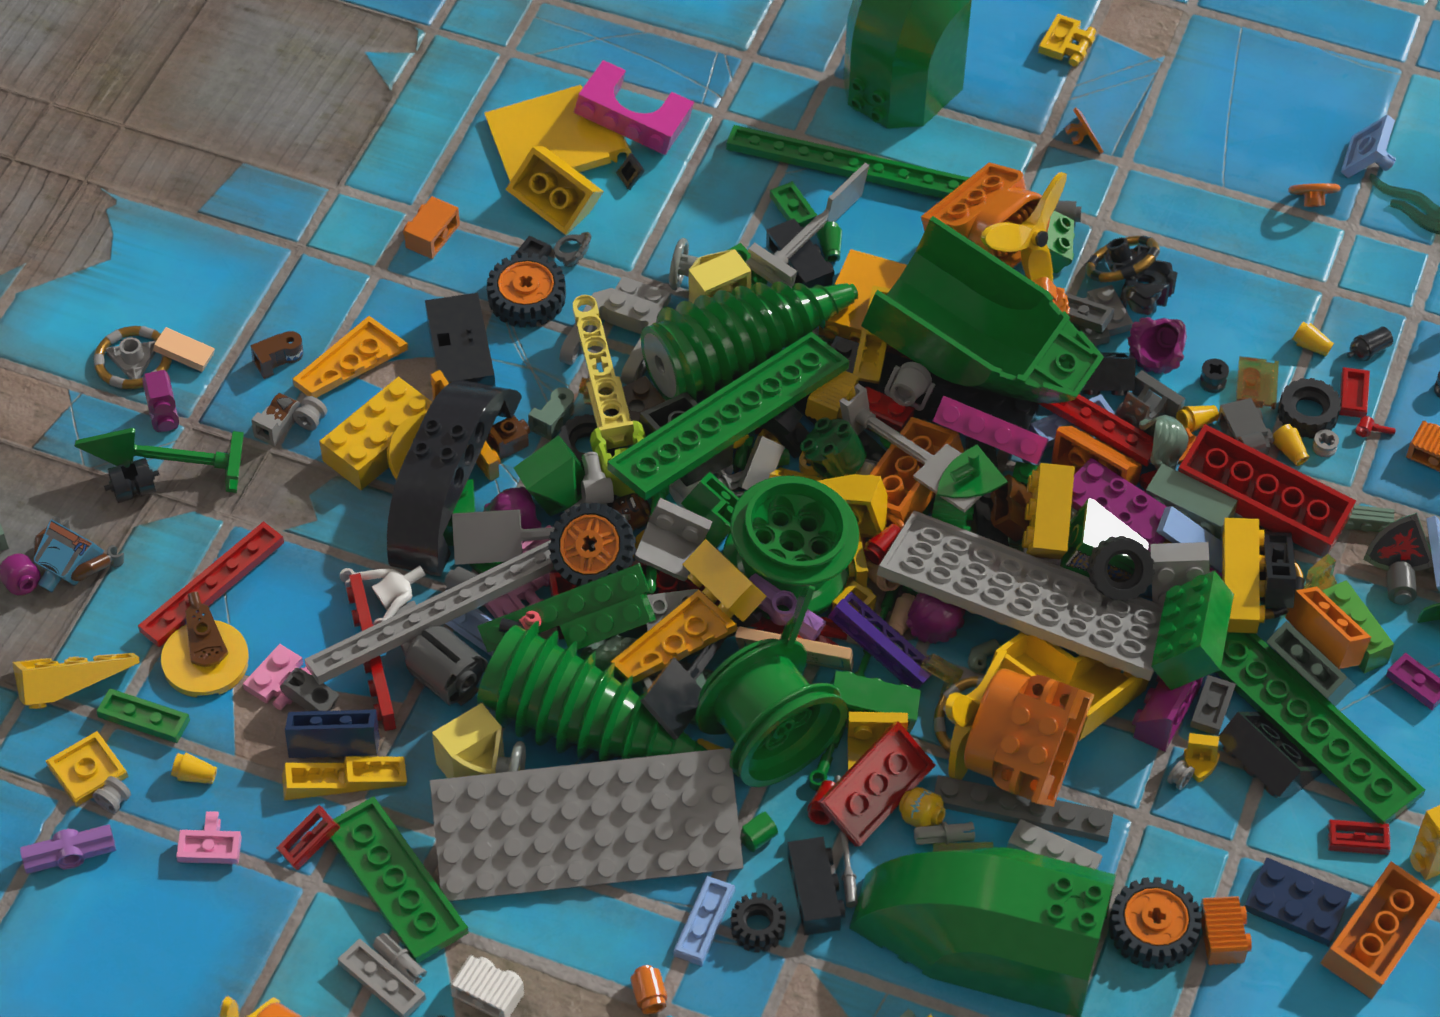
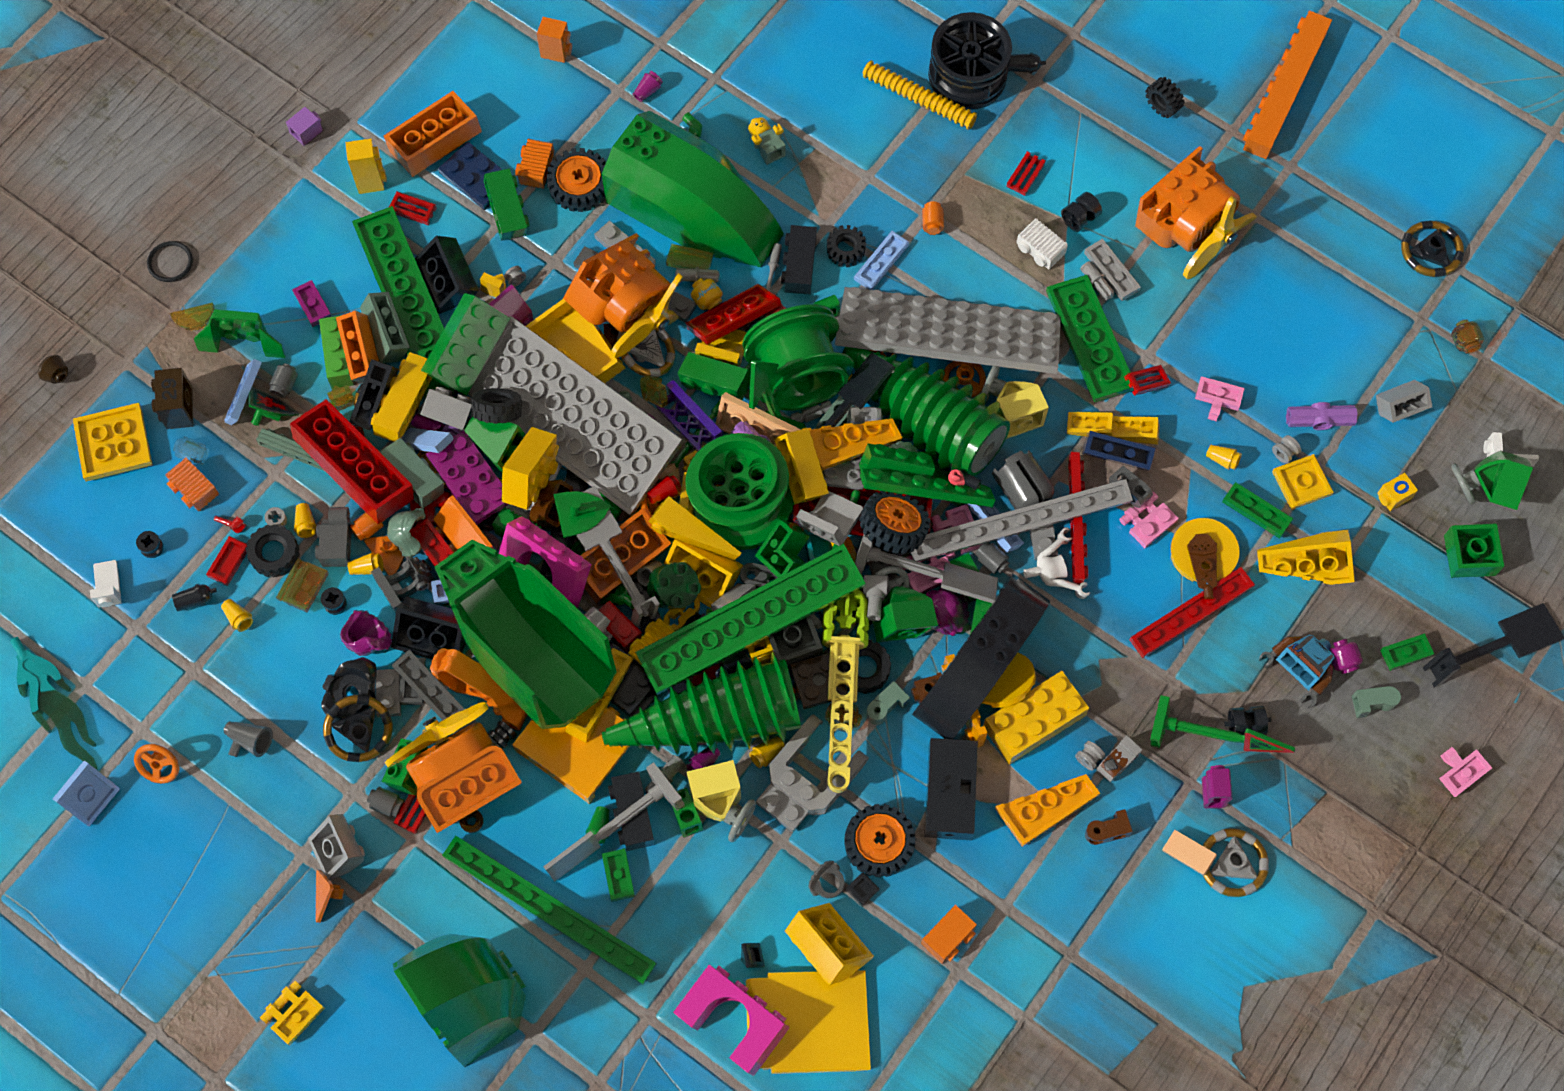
camera: 165 degrees left, 15 degrees up
(1089, 163) = (336, 847): none -> light grey brick
(1235, 235) = (251, 737): none -> dark grey piece
(1235, 853) = (506, 204): none -> green brick

